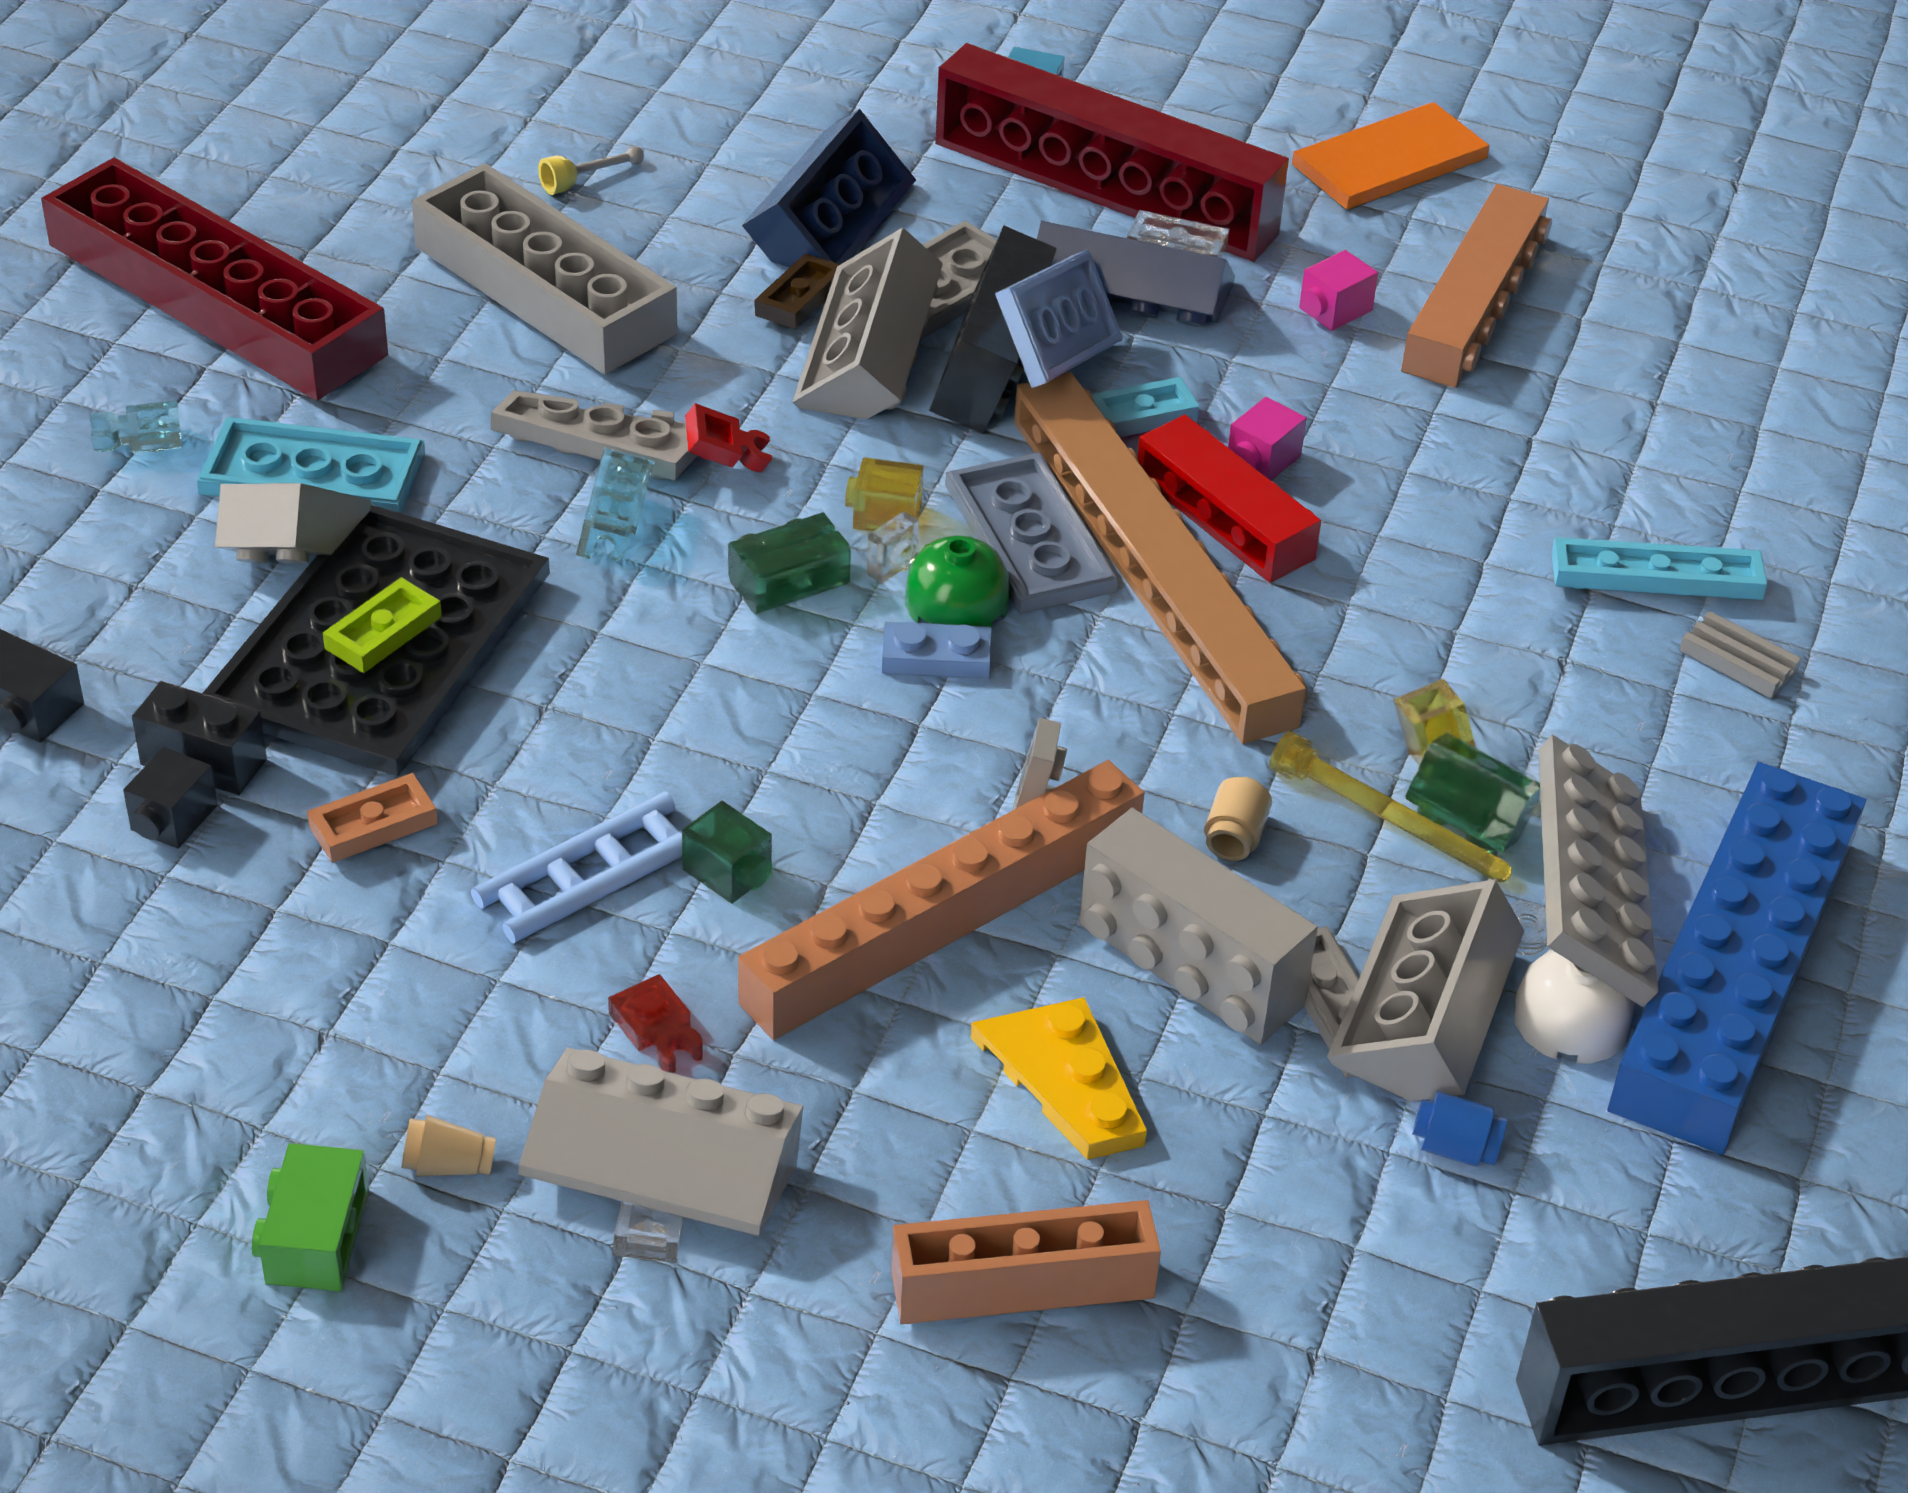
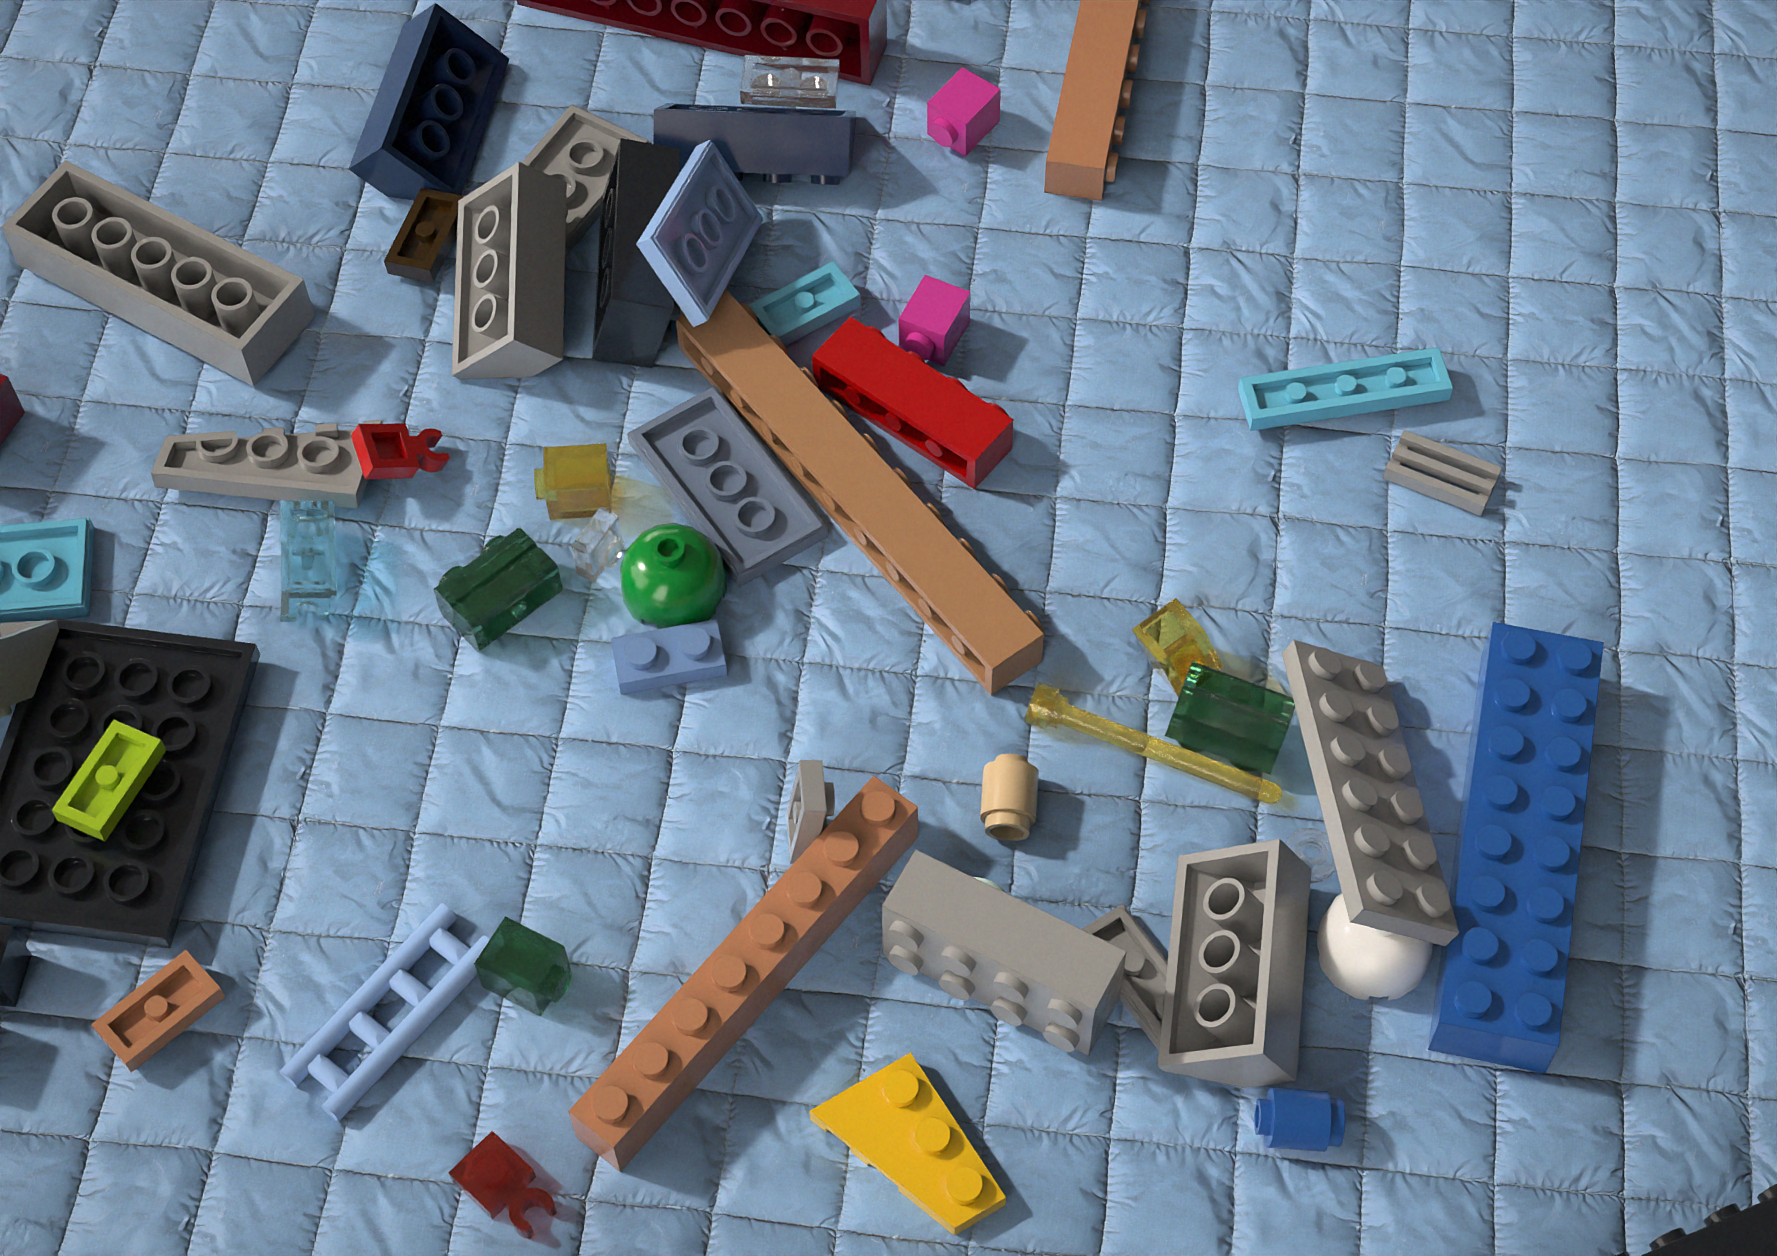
camera: 10 degrees left, 15 degrees up
(560, 174) = (145, 138): light yellow hinge -> none

